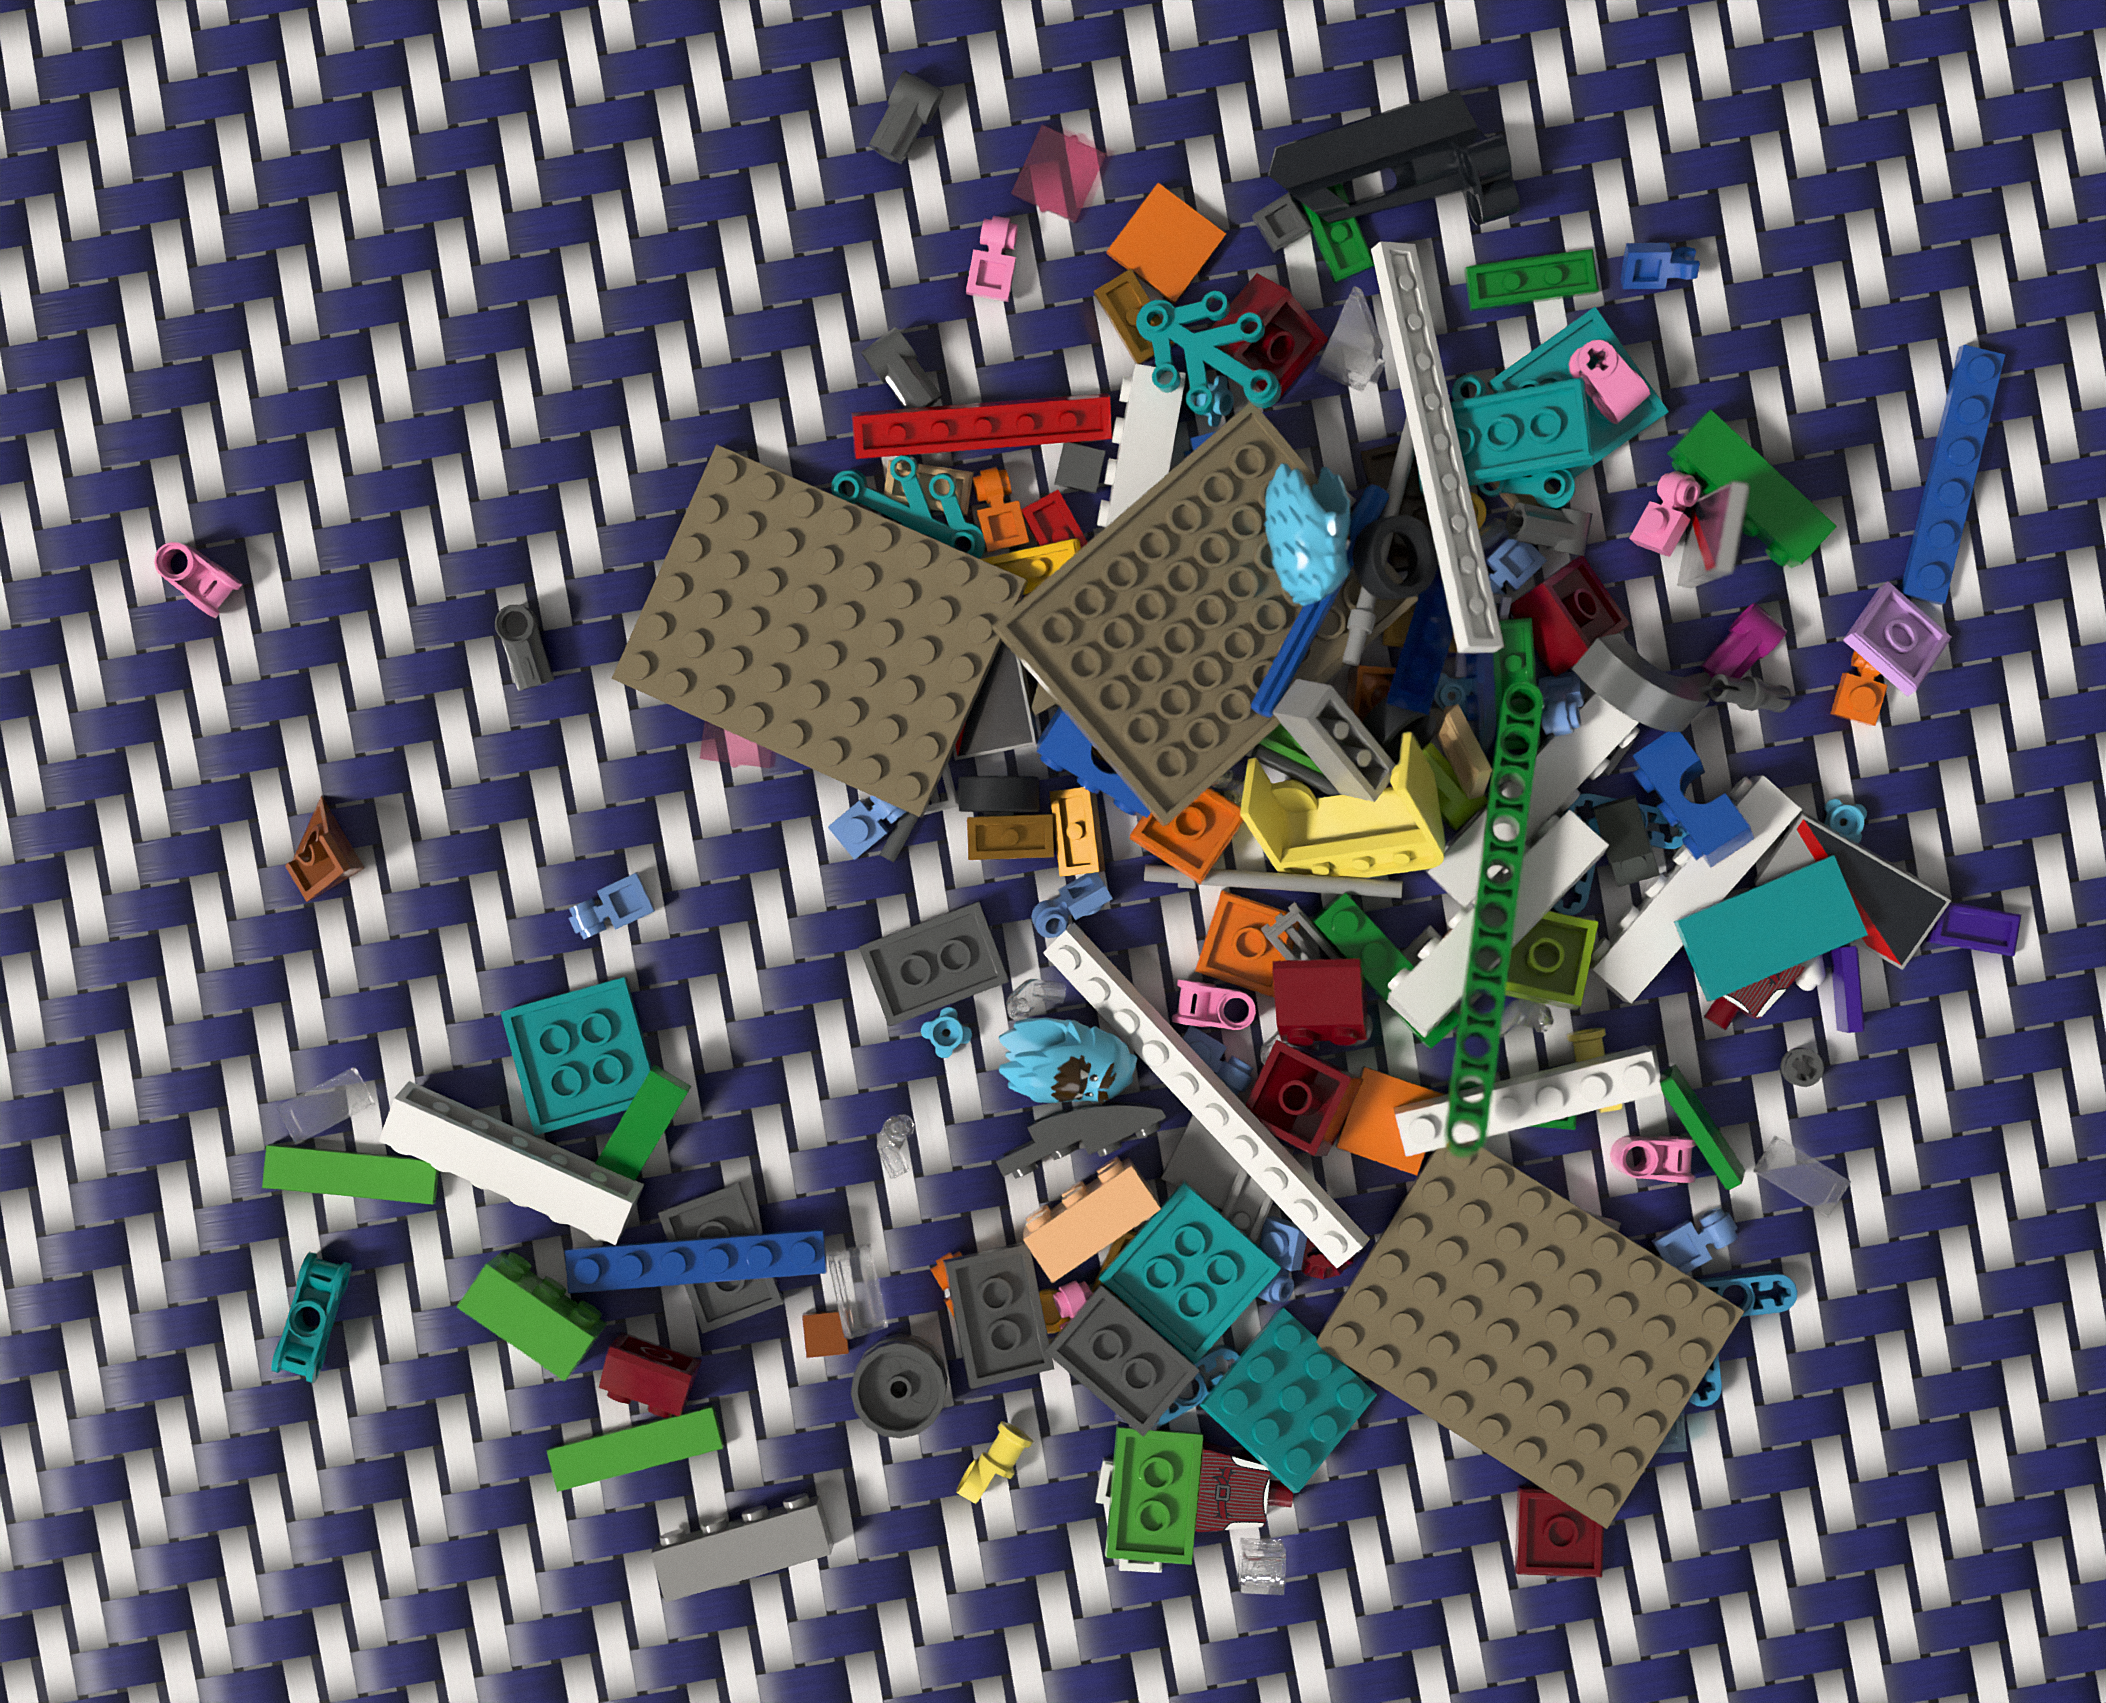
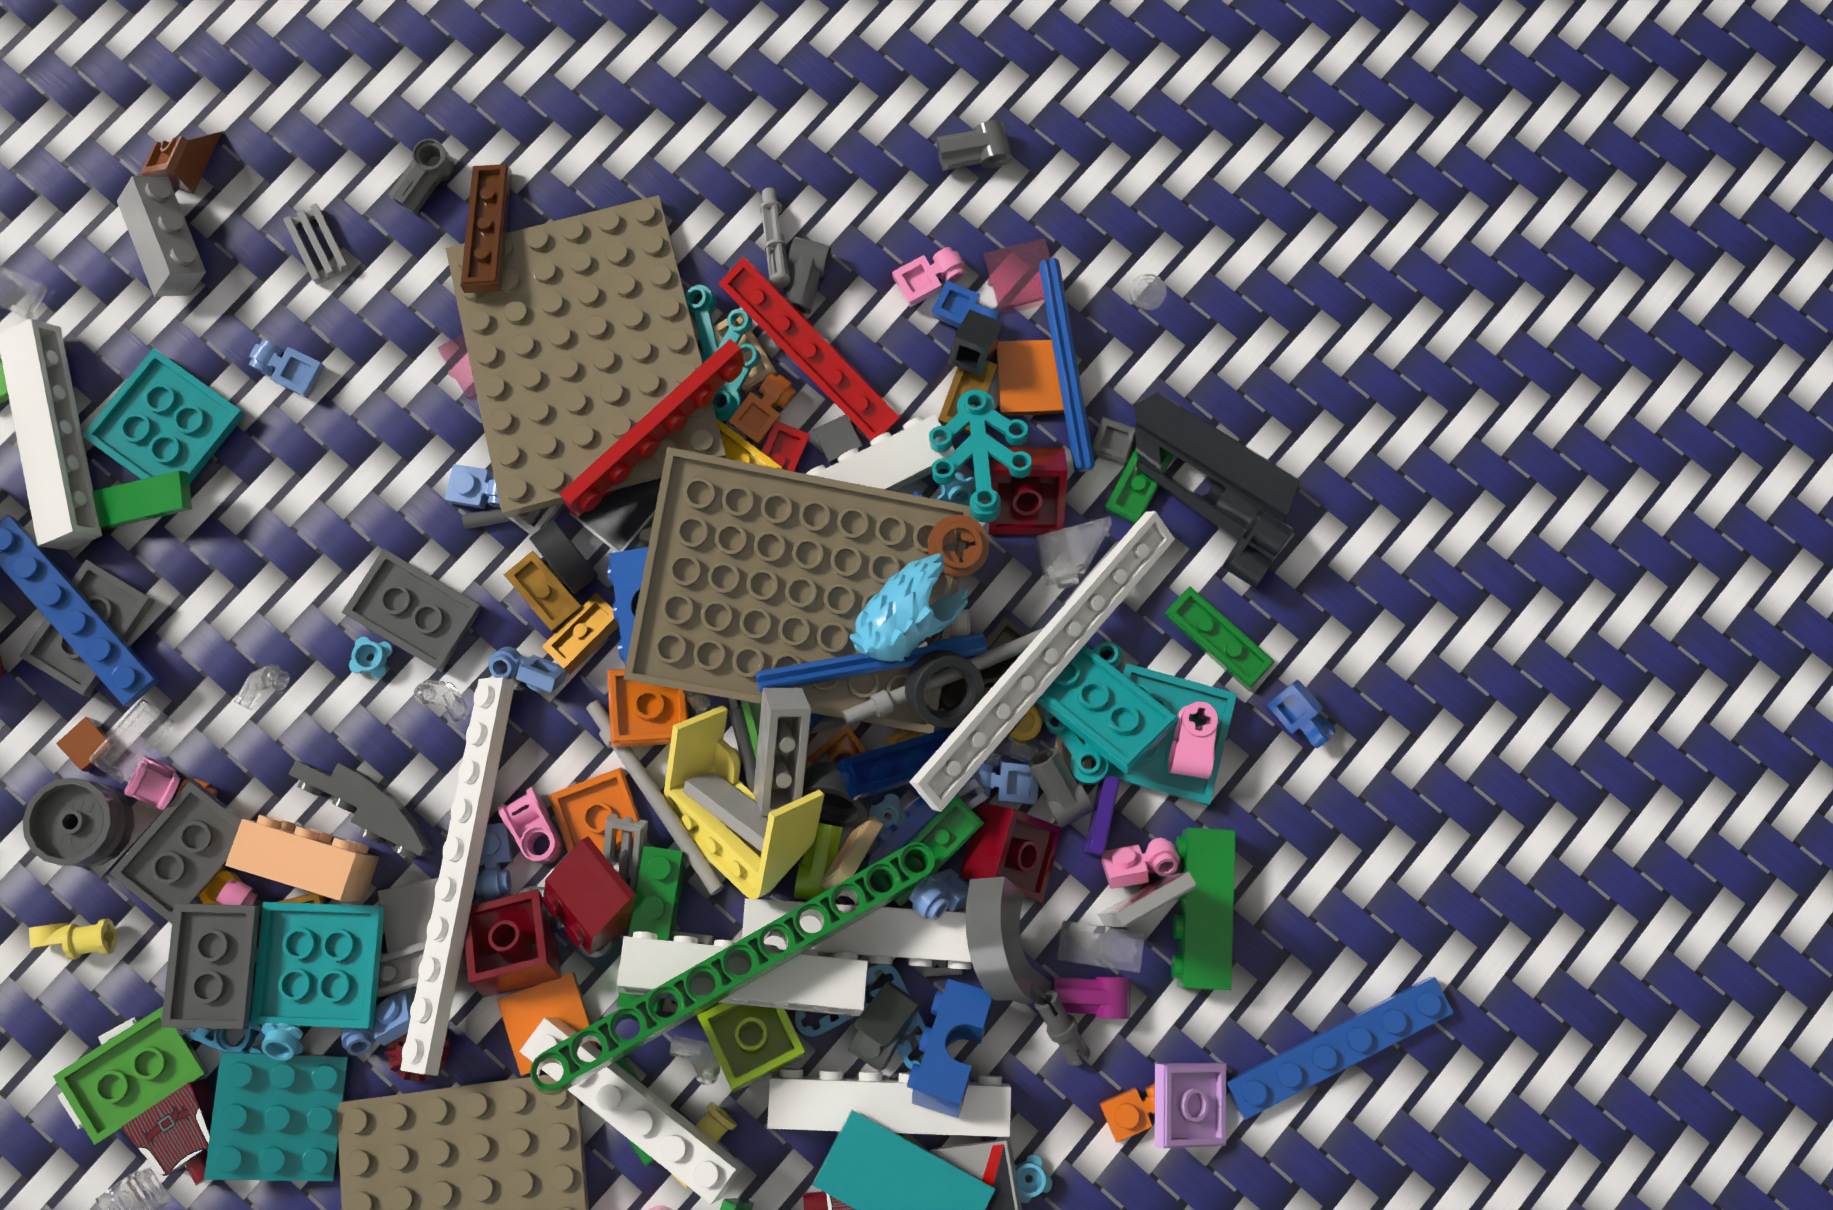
camera: 50 degrees right, 10 degrees down
(396, 926) = (160, 236): none -> light grey brick
(473, 785) = (304, 219): none -> light grey tile
(626, 626) = (486, 228): none -> reddish brown tile
(846, 372) = (774, 240): none -> light grey piece
(916, 1297) = (153, 783): none -> bright pink piece
(959, 602) = (644, 437): none -> red plate
(1046, 257) = (955, 303): none -> blue plate
(1065, 1061) = (406, 752): medium azure head -> none
(1099, 272) = (975, 342): none -> black brick
(1170, 74) = (1147, 291): none -> clear plate
(1181, 206) = (1066, 365): none -> blue axle
(1232, 1348) = (281, 1041): none -> medium azure plate
(1298, 439) = (968, 531): none -> dark orange gear
(1347, 821) = (728, 806): none -> light grey tile
(1605, 515) = (1102, 816): none -> dark purple tile
(1708, 607) = (1101, 946): none -> clear slope

